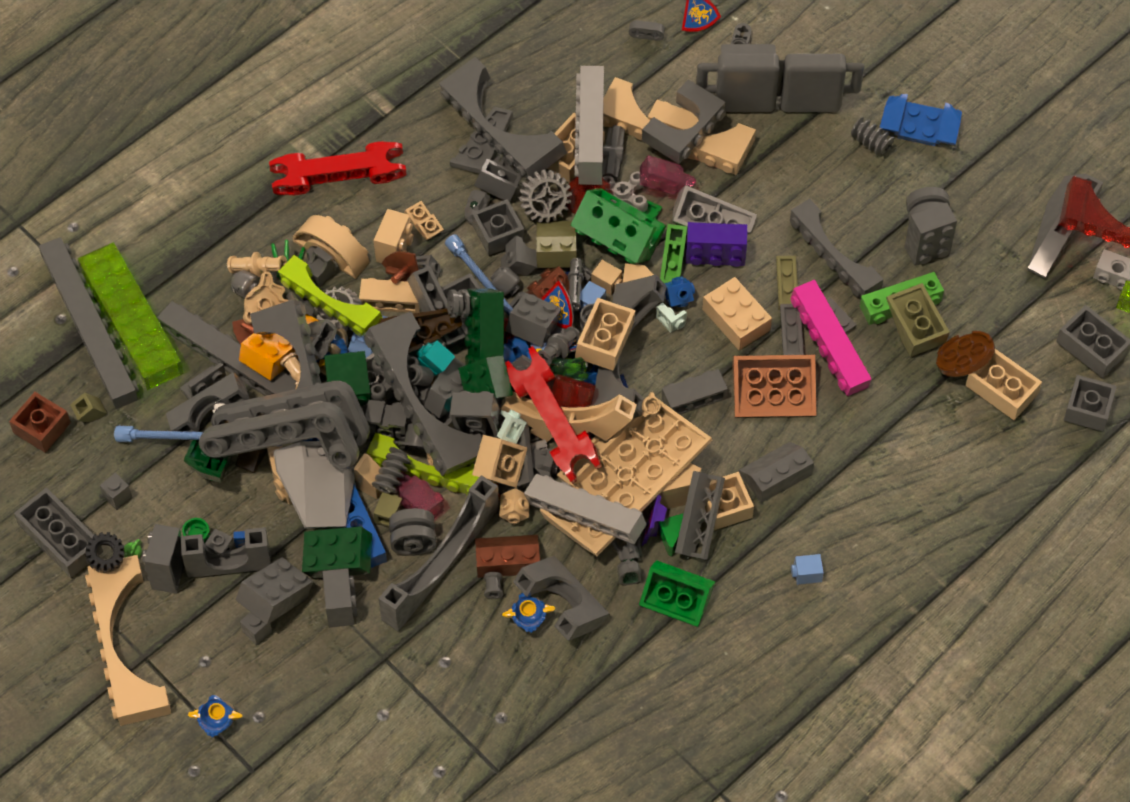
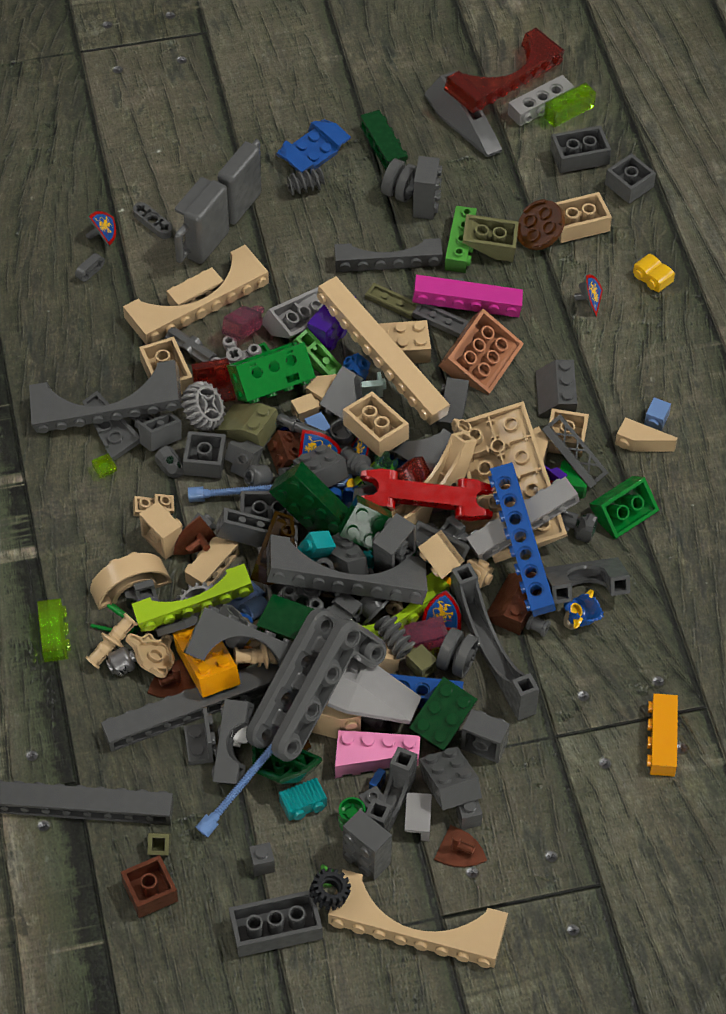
camera: 60 degrees left, 5 degrees down
(130, 316) = (88, 763): clear neon green brick -> none
(193, 492) = (303, 799): none -> teal brick
(215, 715) = (538, 883): blue hair -> none
(221, 640) = (460, 849): none -> copper shield
(225, 588) = (418, 814): none -> light grey panel
(245, 218) = (53, 630): none -> clear neon green brick
(265, 509) = (370, 751): none -> bright pink wedge
(303, 172) = (40, 565): red piece -> none
(437, 747) = (663, 736): none -> light orange brick
(438, 161) = (104, 465): none -> clear neon green plate
(453, 498) = (445, 606): none -> shield
(458, 303) = (278, 505): dark grey wheel -> none
(511, 427) = (421, 532): light aqua bracket -> none
(551, 526) = (506, 475): none -> blue brick
(589, 125) = (170, 335): light grey brick -> none
(679, 143) = (208, 262): dark grey arch -> none
(697, 297) = (383, 351): none -> tan brick
(767, 567) = (643, 438): none -> tan slope
(915, 440) = (592, 291): none -> shield
(975, 172) = (382, 138): none -> dark green brick
(985, 483) = (653, 273): none -> yellow brick

